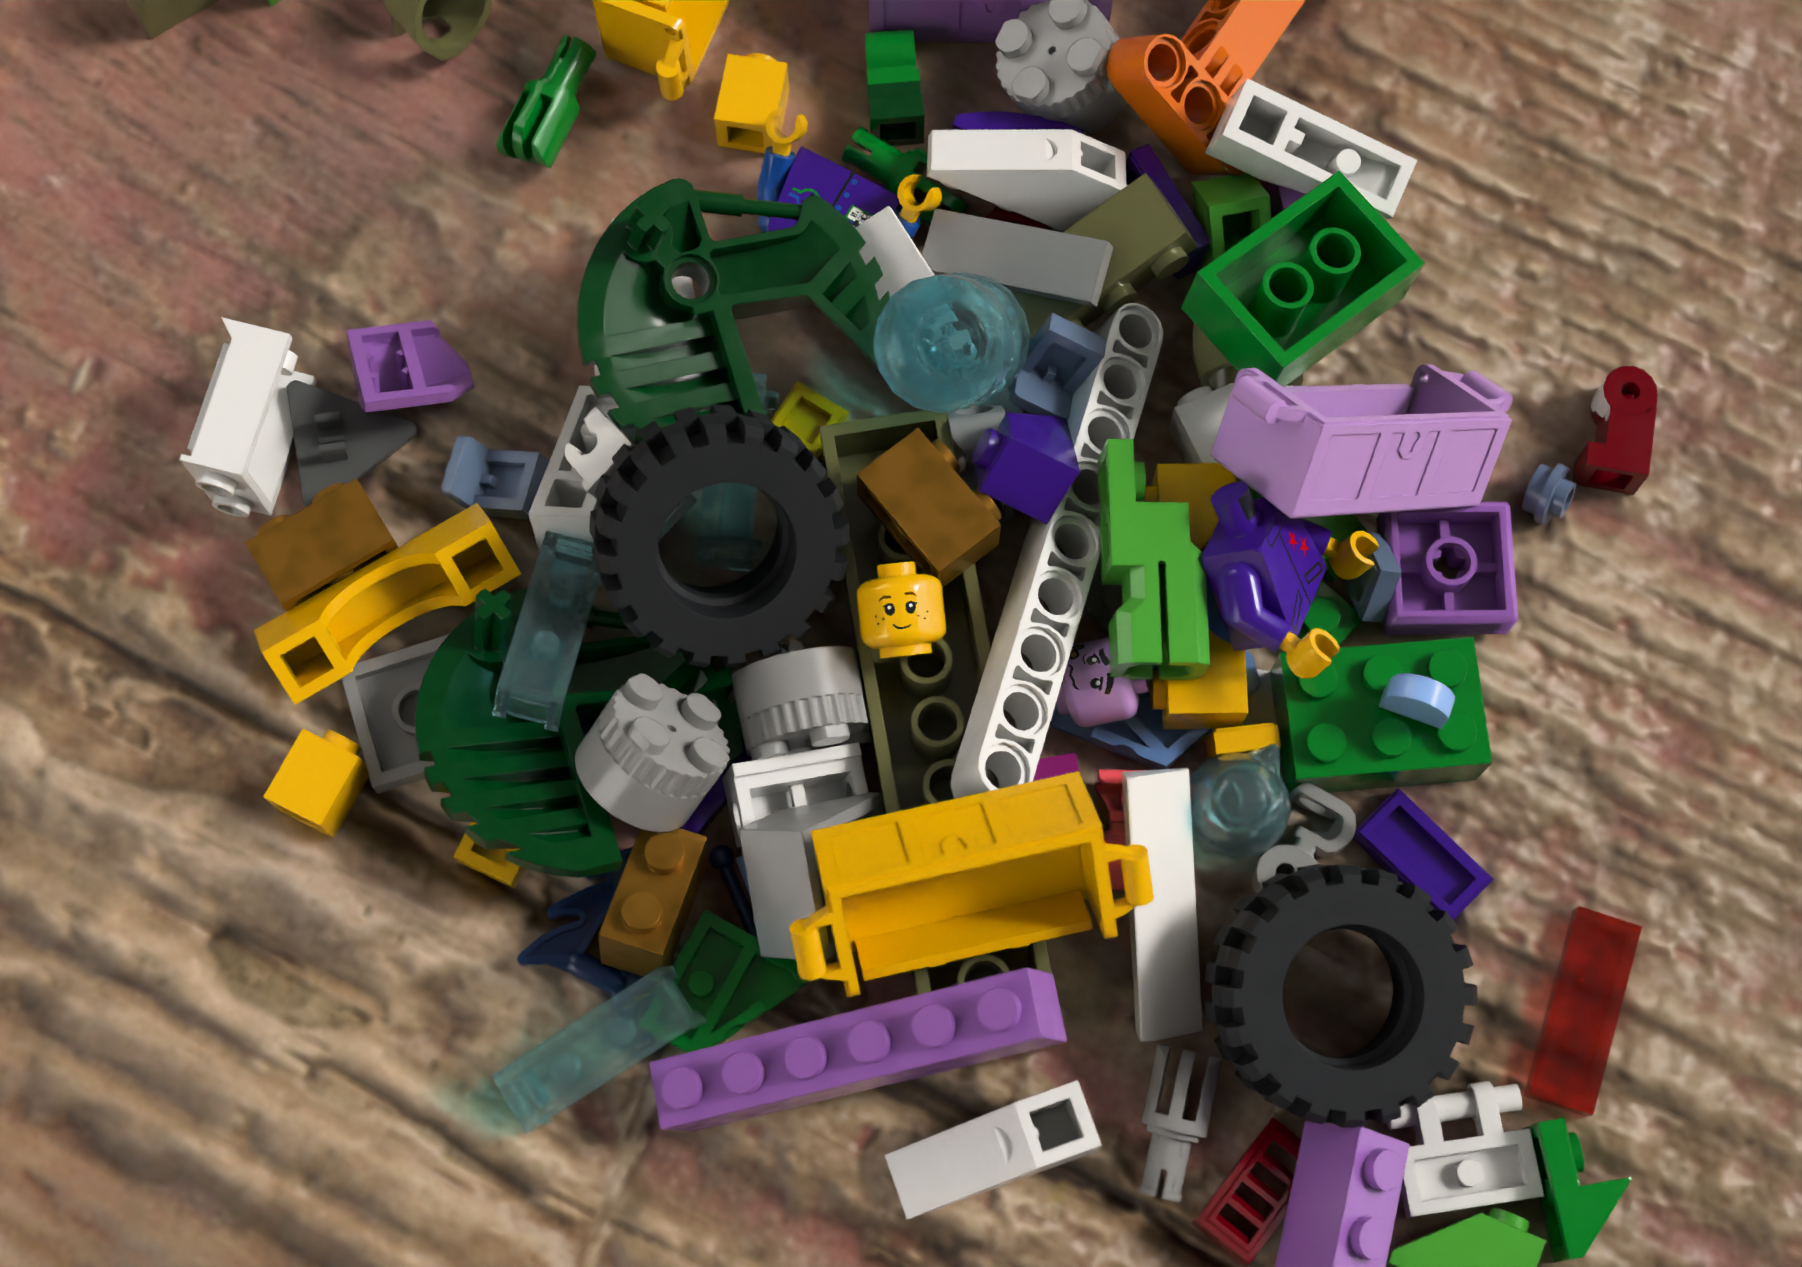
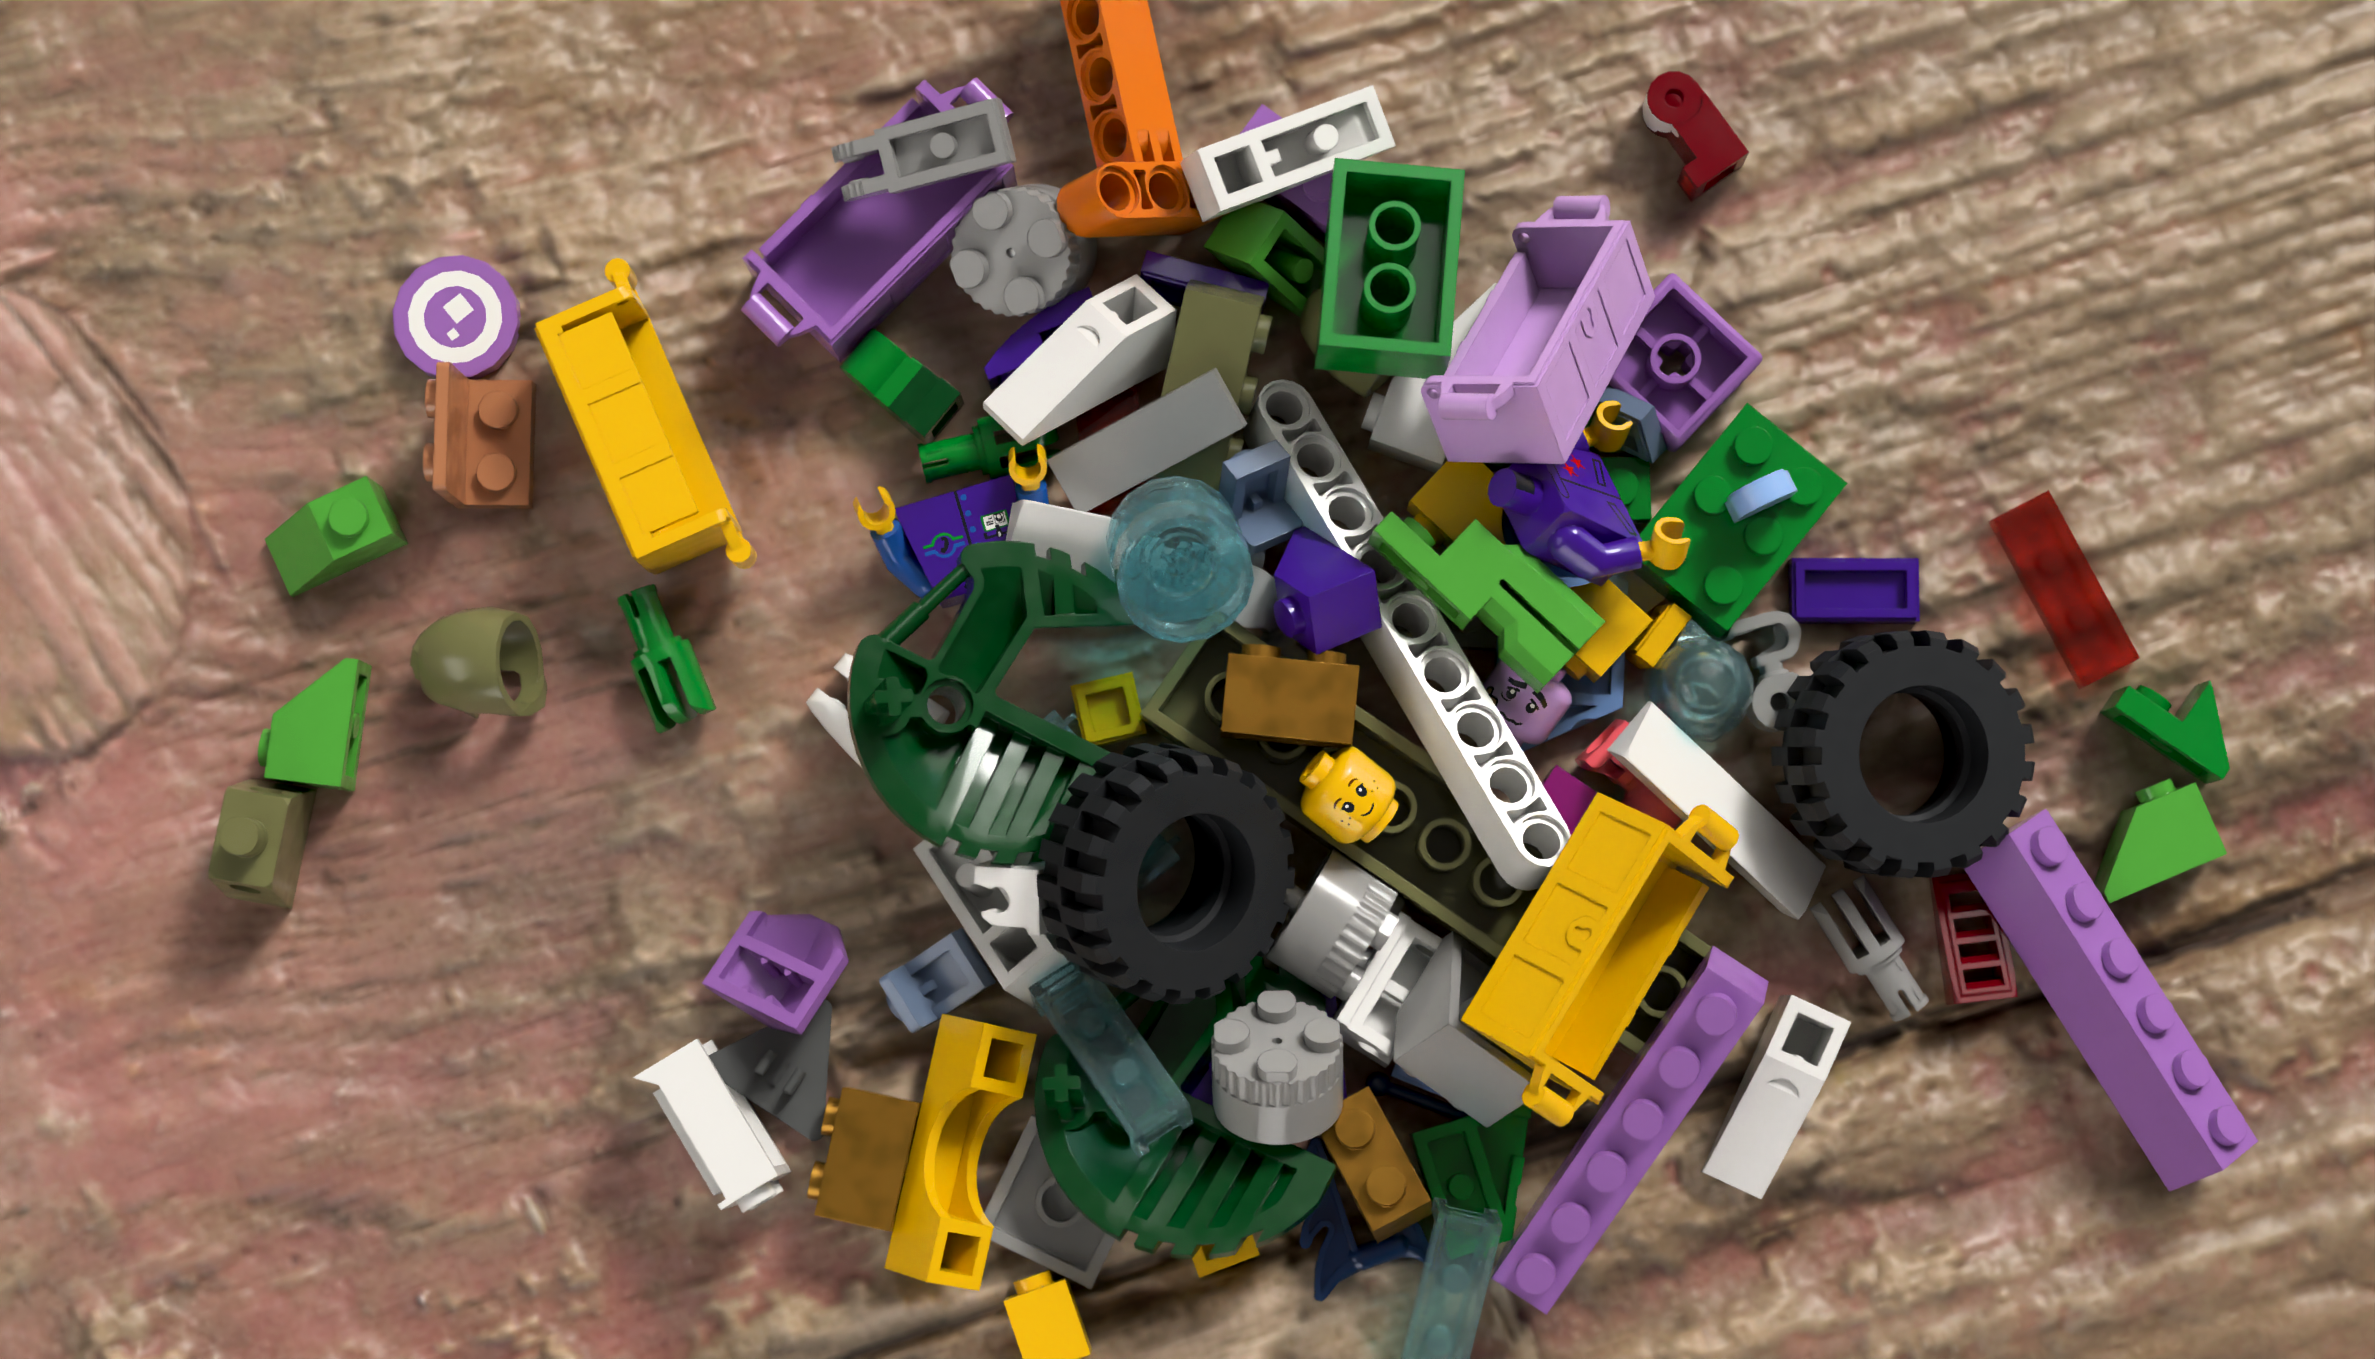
camera: 45 degrees left, 10 degrees up
(748, 93) = (812, 504): yellow brick -> none
(1471, 1170) = (2099, 777): white plate -> none
(1549, 493) = (1687, 230): sand blue plate -> none

